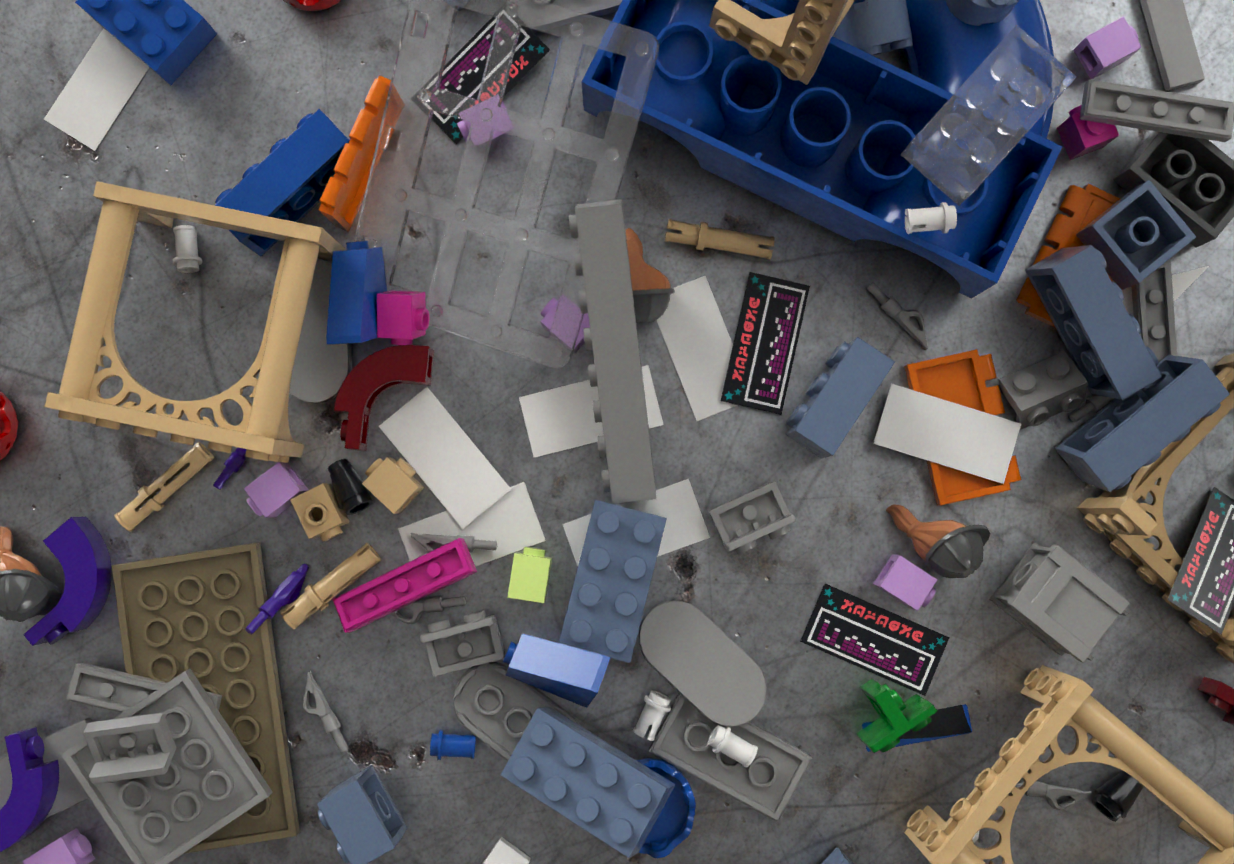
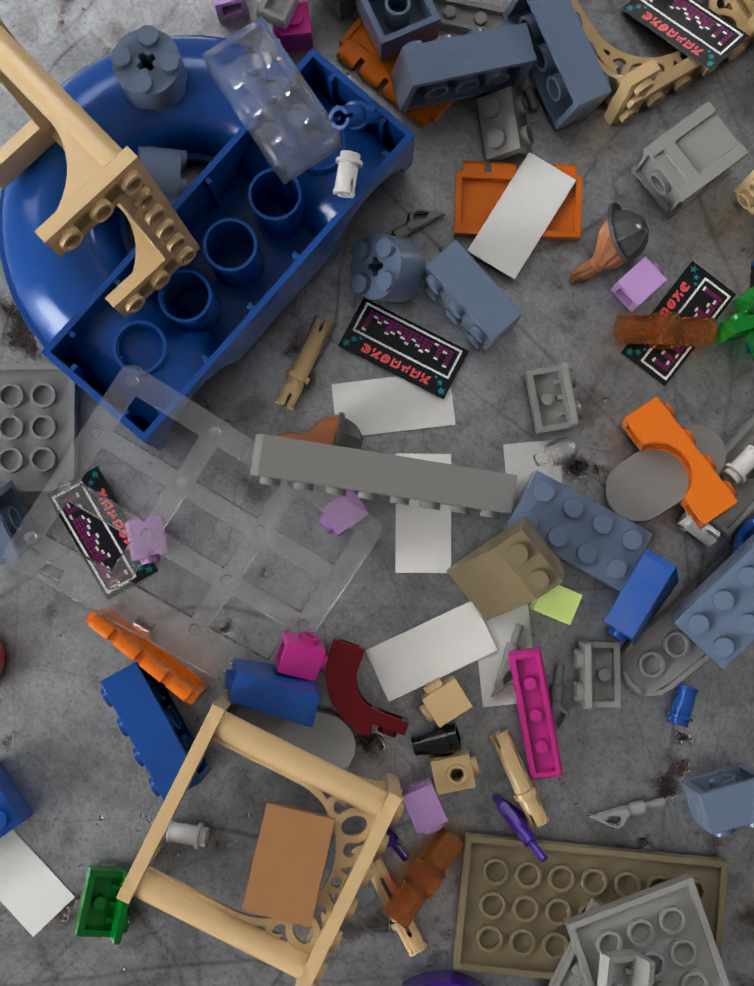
camera: 80 degrees left, 0 degrees up
(79, 175) = (99, 909): none -> green bracket
(174, 352) = (289, 864): none -> medium nougat tile
(199, 508) = (424, 877): none -> clear orange piece
(550, 515) = (508, 570): none -> dark tan slope
(694, 539) = (557, 452): none -> clear cylinder
(747, 637) = (656, 429): none -> orange arch
(845, 297) = (386, 267): none -> sand blue brick
(861, 624) = (665, 330): none -> clear orange piece
(996, 208) = (355, 115): none -> blue pin

